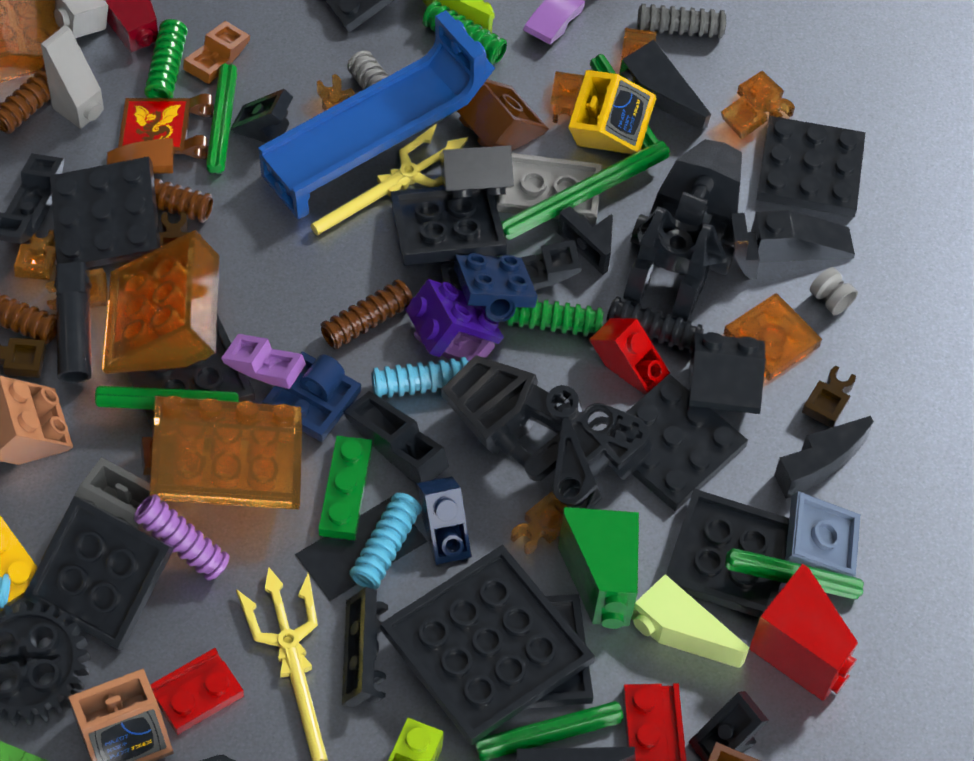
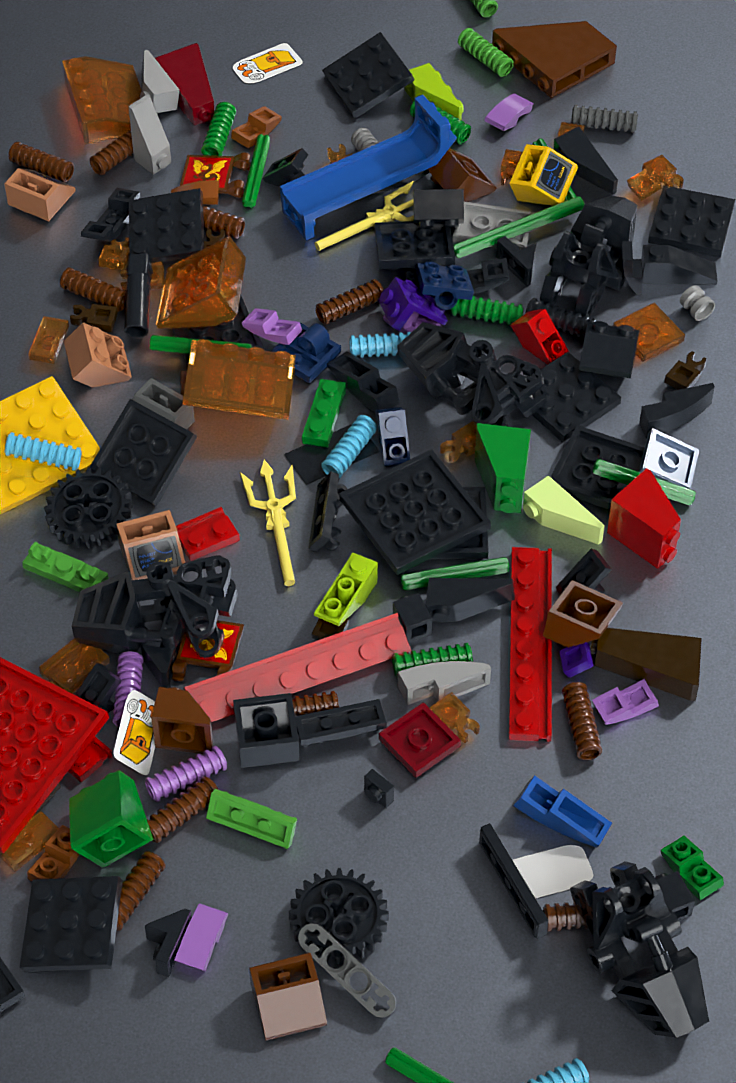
camera: 10 degrees right, 5 degrees down
(182, 536) = (206, 434): medium lavender piece -> none

